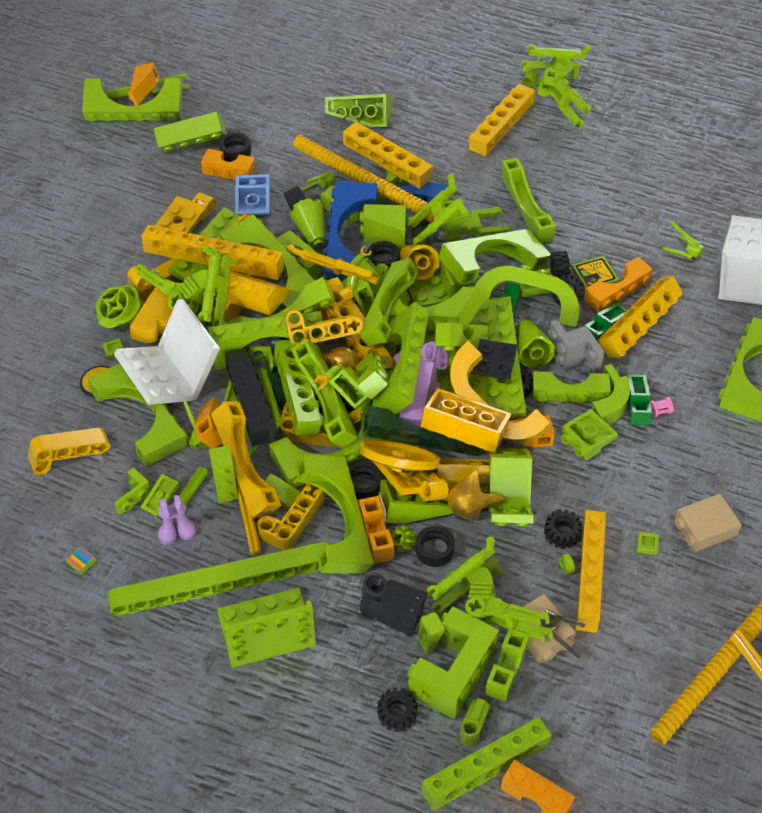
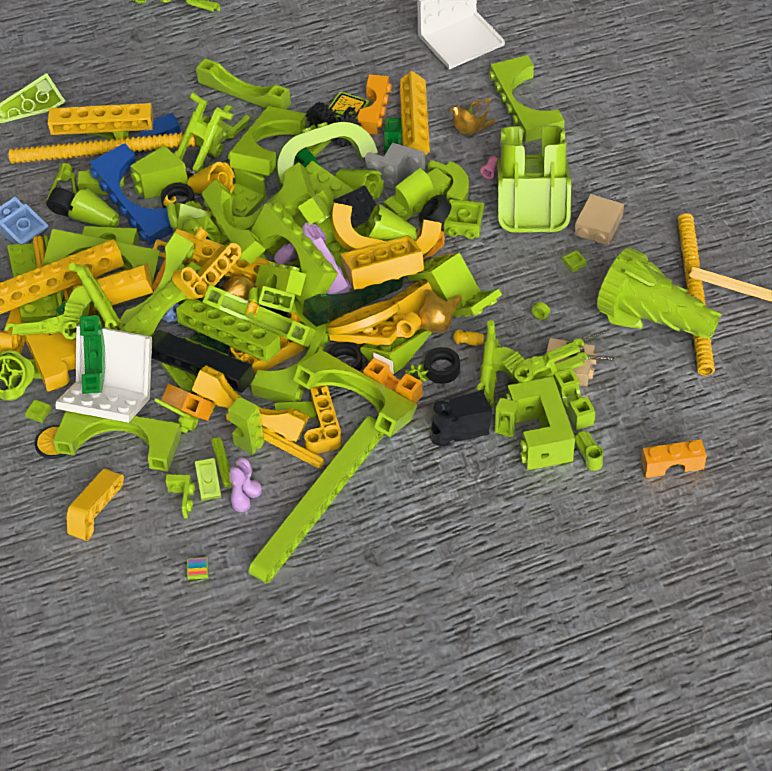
camera: 40 degrees left, 0 degrees up
(173, 333) = (93, 354): none -> green slope
(266, 355) = (174, 328): lime bracket -> none
(267, 627) = (389, 500): lime bracket -> none
(338, 266) = (164, 222): yellow piece -> none
(397, 721) = (533, 492): black tyre -> none
(478, 536) = (468, 337): none -> yellow arm
(485, 763) = (624, 468): lime brick -> none
(501, 119) = (153, 37): yellow brick -> none
(502, 394) = (387, 225): none -> lime cone
(563, 519) = (513, 283): black tyre -> none
(564, 377) = (413, 189): none -> lime brick
(566, 411) = (435, 210): none -> black tyre
(591, 571) = (539, 280): yellow arch -> none
(639, 400) = (478, 178): green slope -> none
(664, 614) = (640, 290): none -> lime cone
(673, 443) = (533, 188): none -> lime piece
(686, 356) = (467, 122): none -> pearl gold piece
(694, 247) = (398, 45): lime plant -> none

